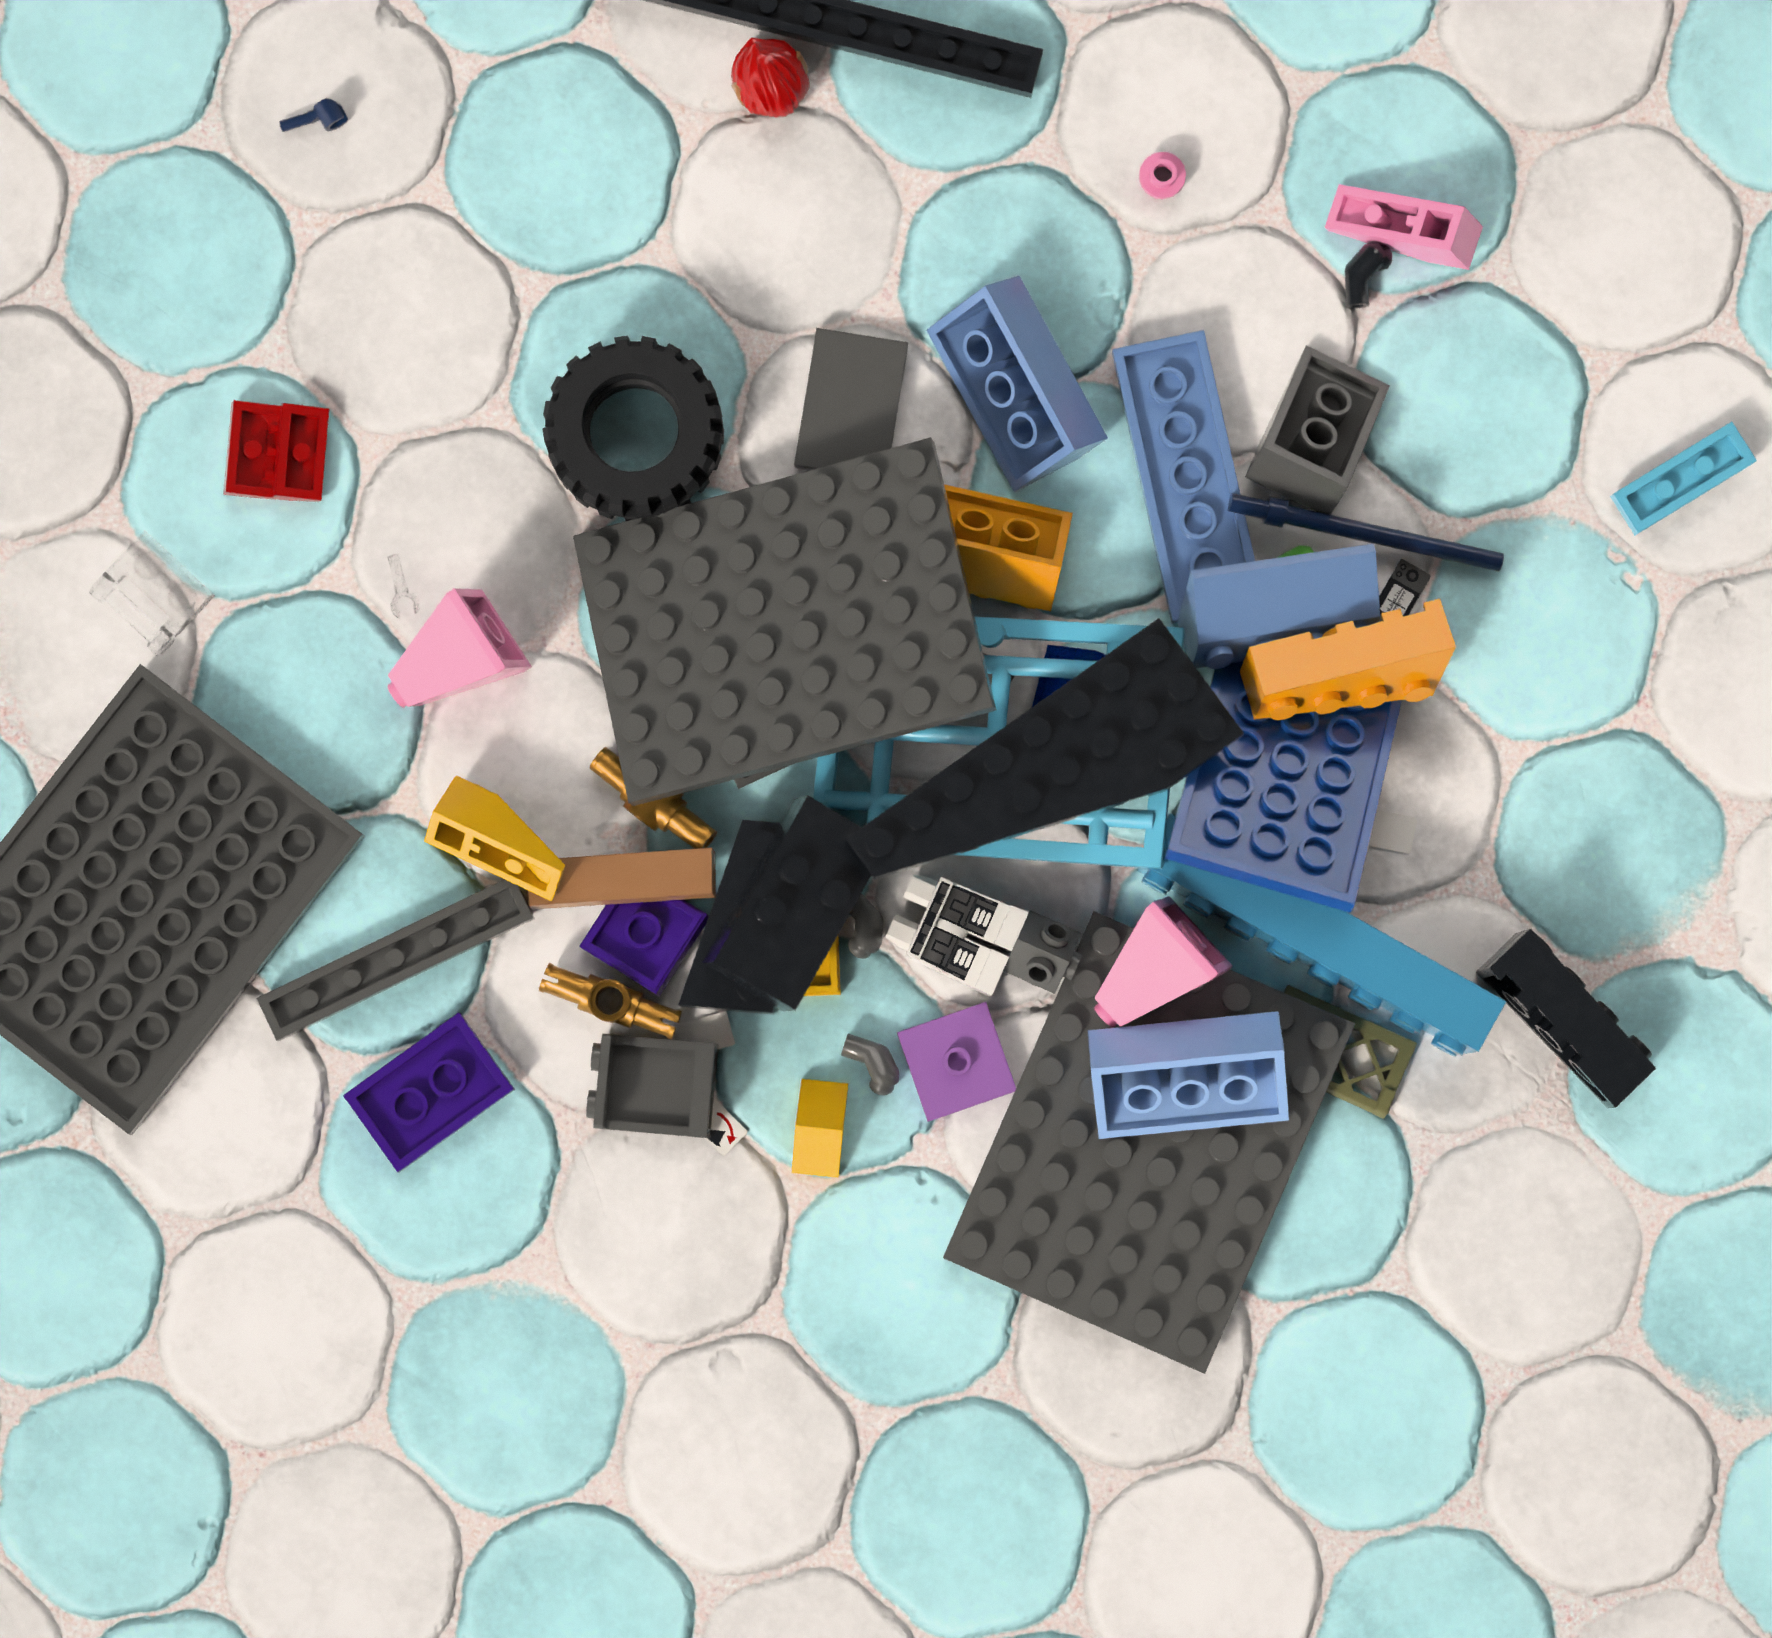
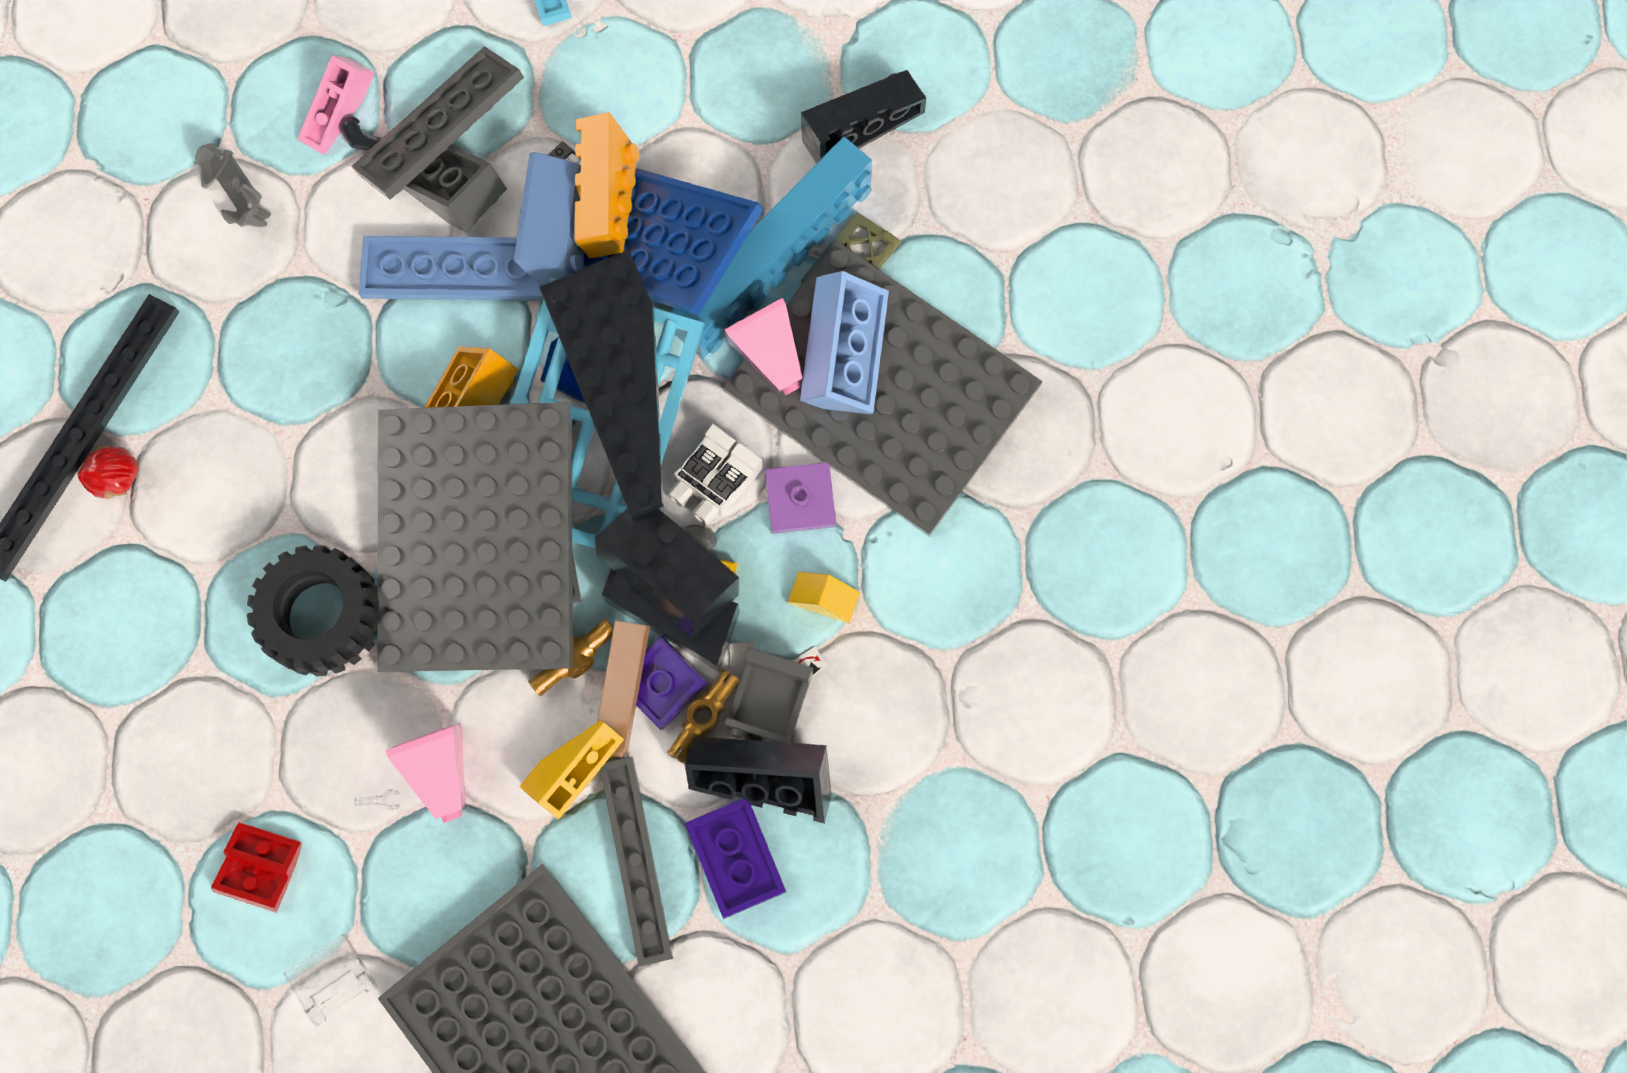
camera: 75 degrees left, 10 degrees down
(327, 111) = (30, 777): dark blue hand -> none
(545, 1102) = (761, 773): none -> black wedge
(850, 398) = (338, 468): dark grey tile -> none
(878, 1061) = (786, 548): dark grey arm -> none
(1016, 382) = (361, 360): medium blue slope -> none
(1044, 952) = (743, 421): dark grey brick -> none
(1157, 188) = (262, 247): bright pink plate -> none
(1267, 86) = (221, 166): none -> dark grey piece
(1277, 513) = (495, 215): dark blue bar -> none
(1408, 387) = (437, 122): none -> dark grey plate

